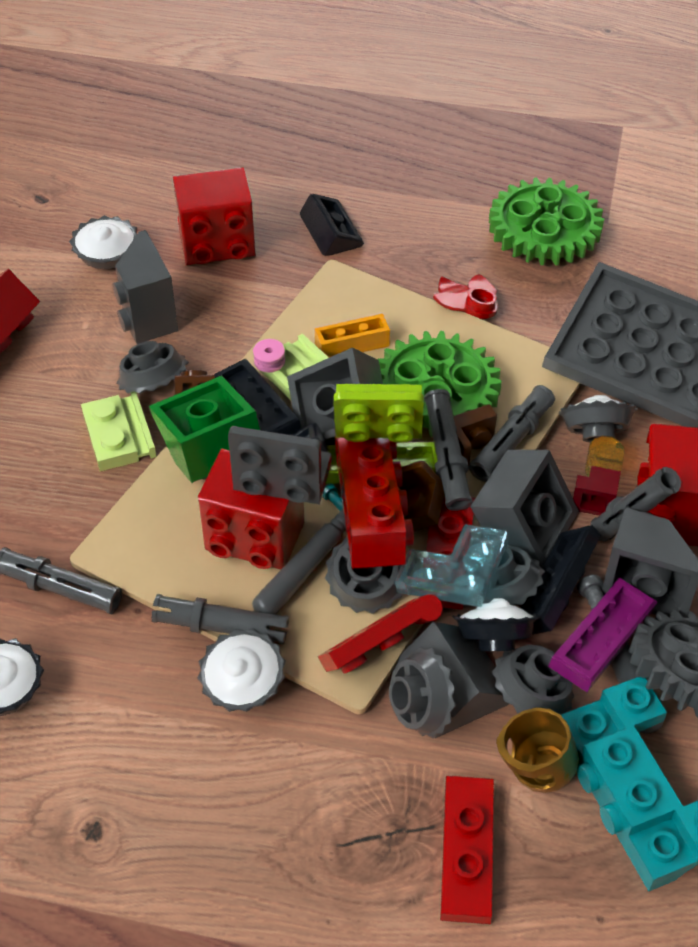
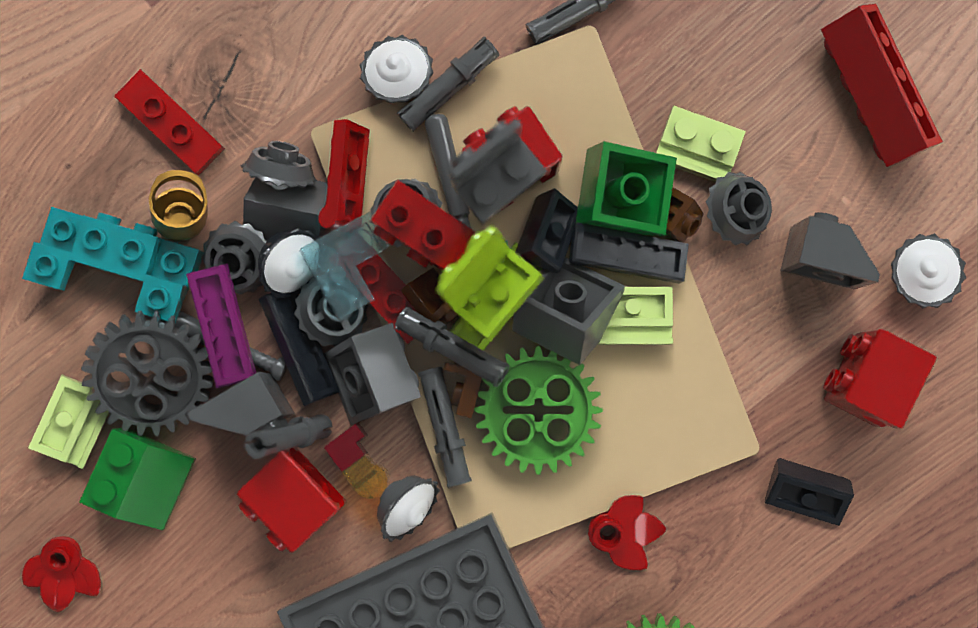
camera: 130 degrees right, 35 degrees up
(269, 355) = (670, 287): bright pink piece -> none
(362, 334) = (644, 387): light orange piece -> none

